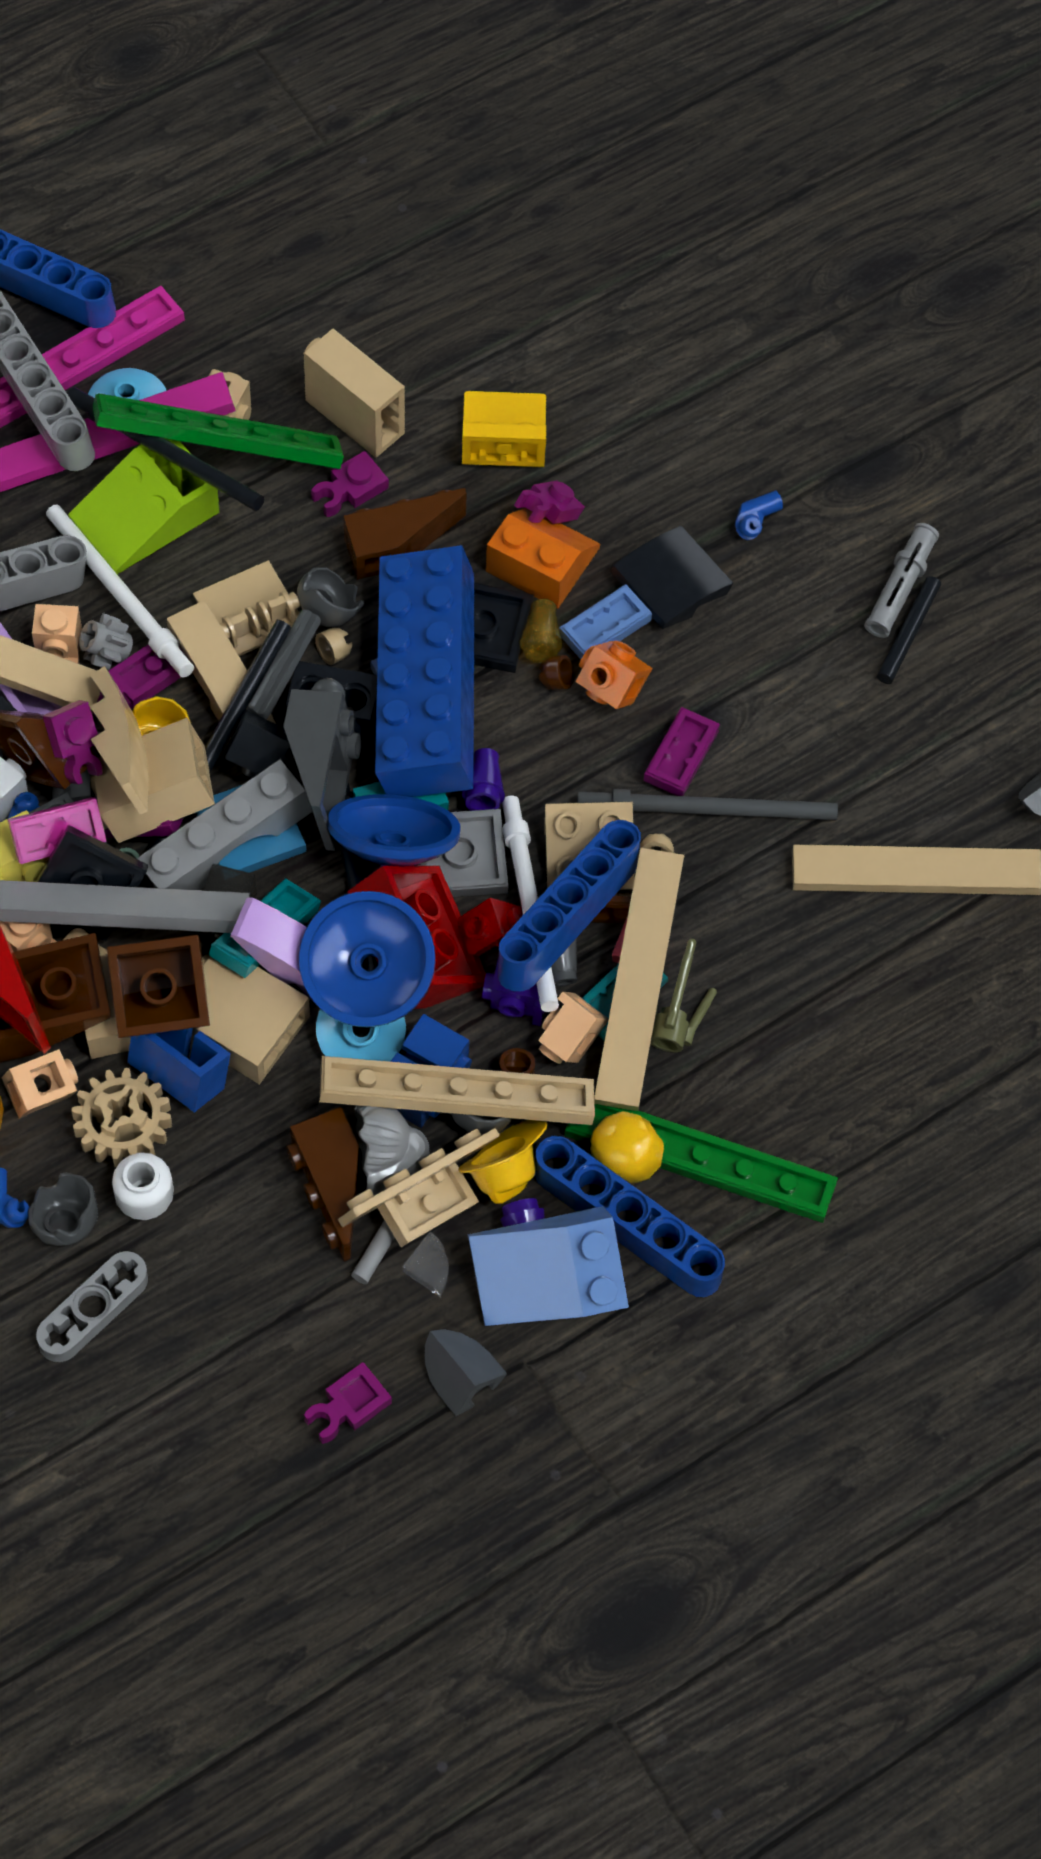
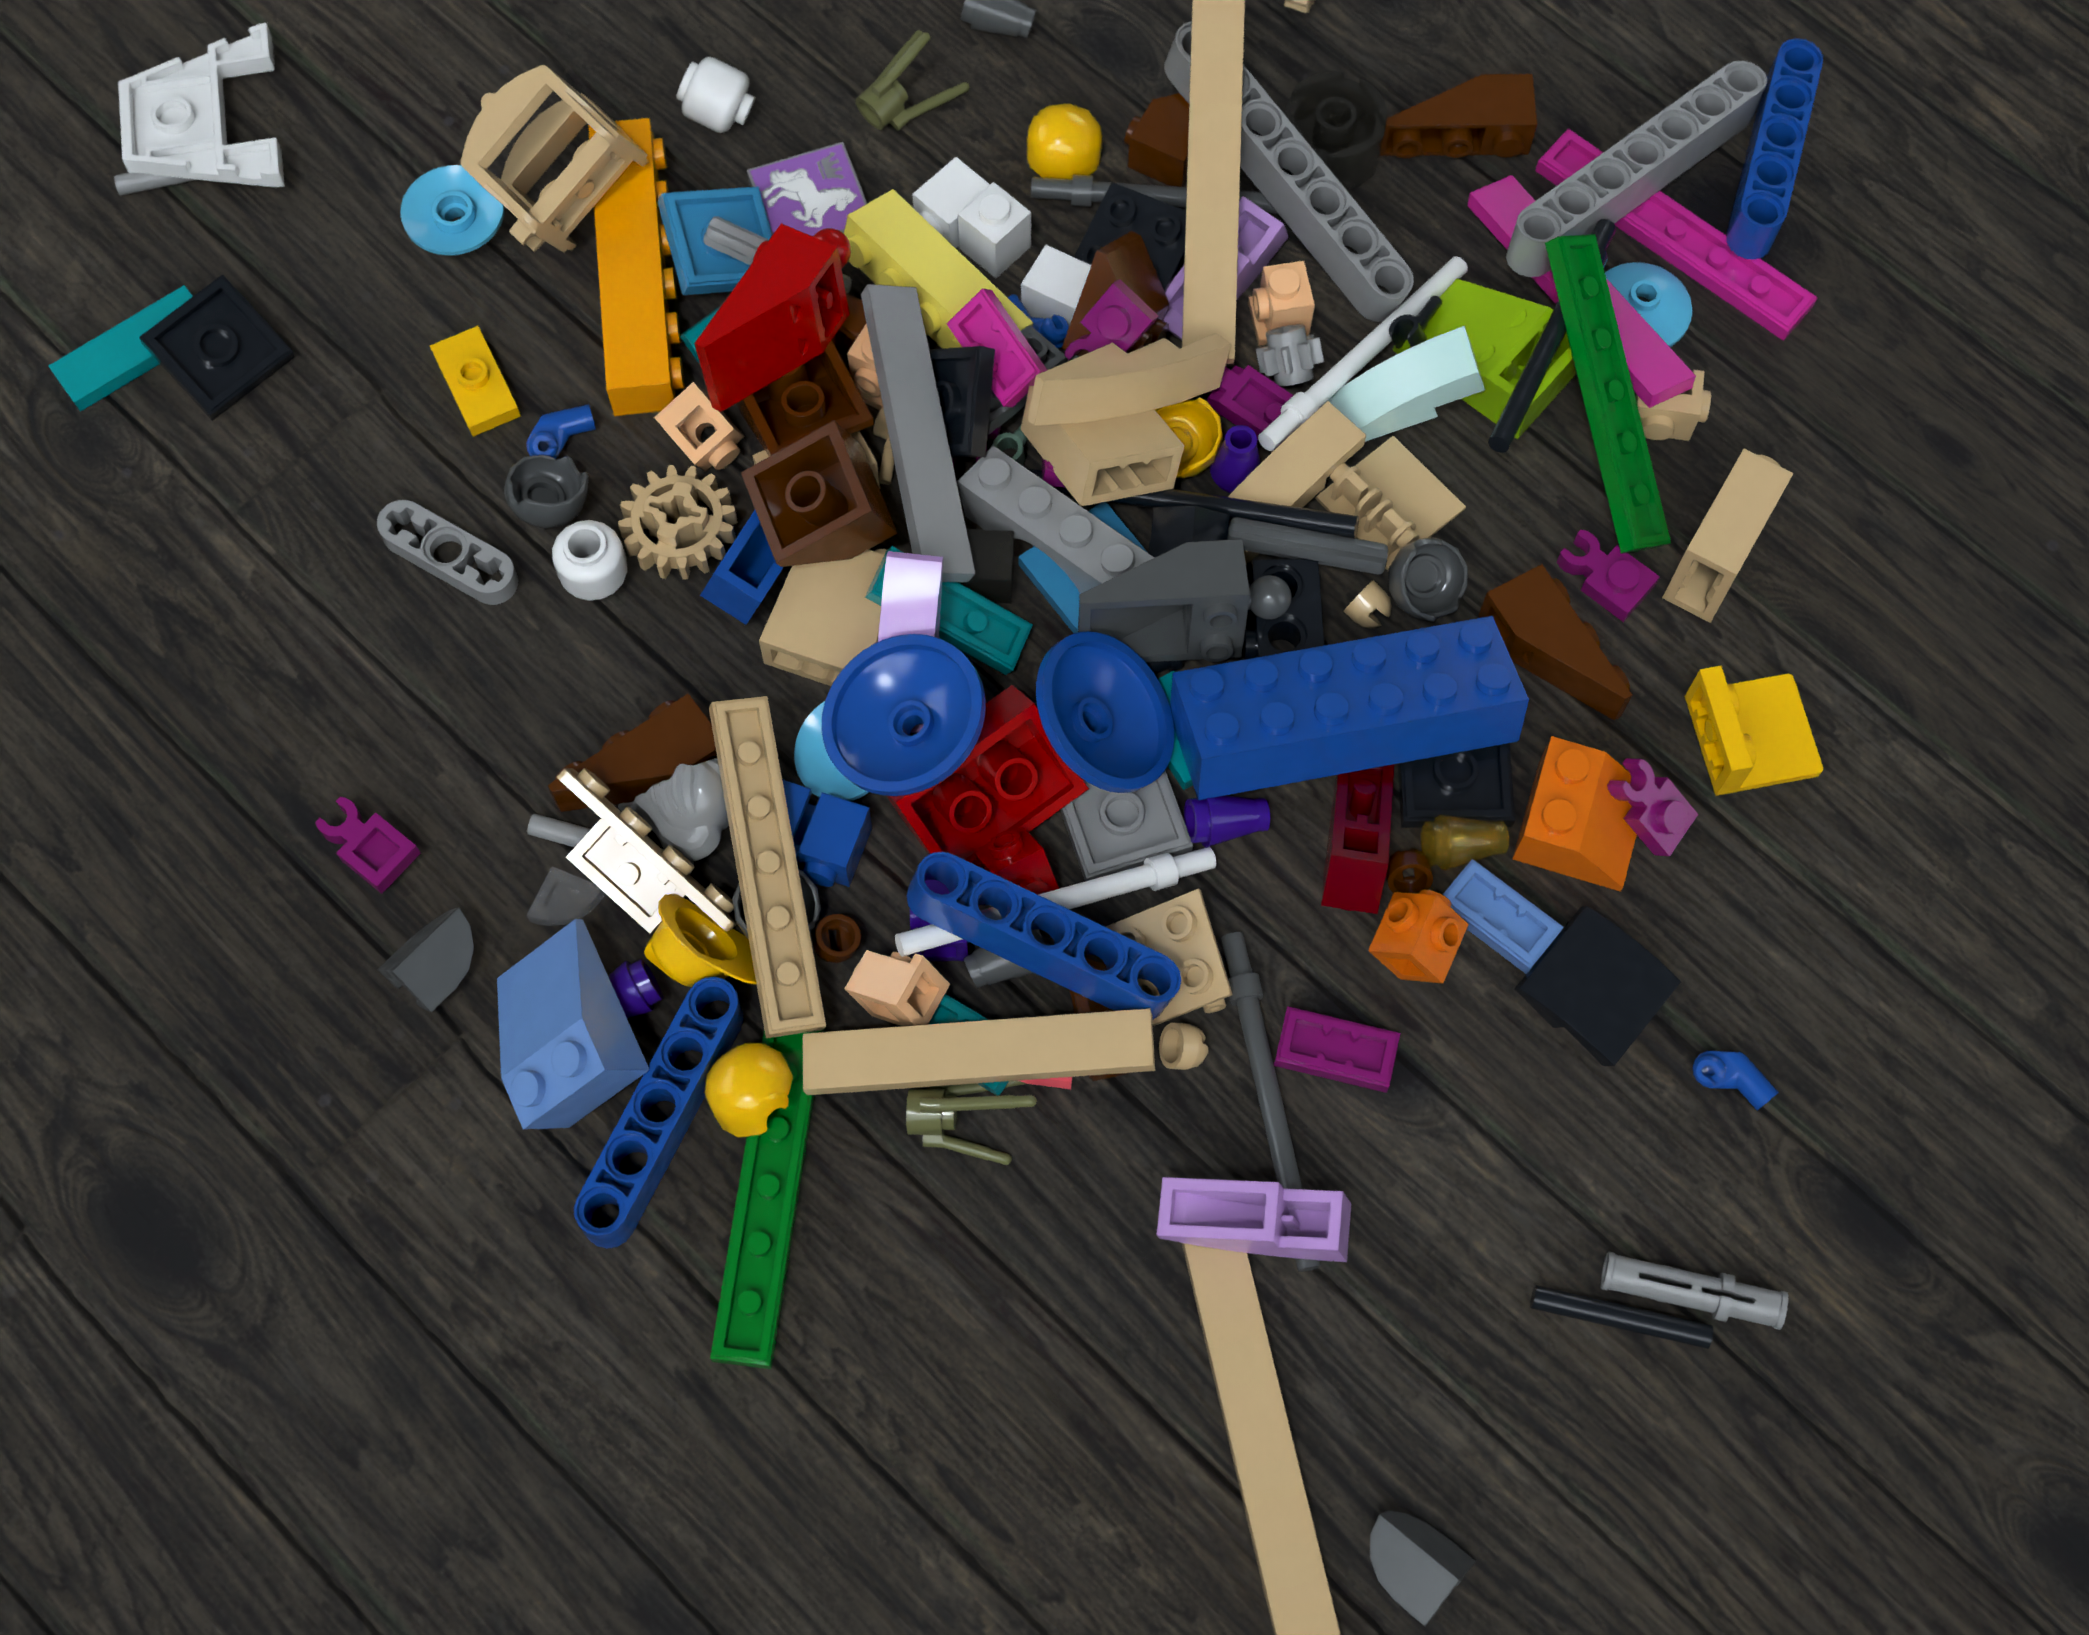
camera: 80 degrees right, 5 degrees up
(108, 548) = (1412, 327): none -> black hand
(168, 558) = (1411, 385): none -> light aqua slope
(191, 697) = (1235, 458): none -> dark purple cone
(529, 695) = (1358, 840): none -> dark red slope
(801, 827) = (1255, 1218): none -> lavender slope

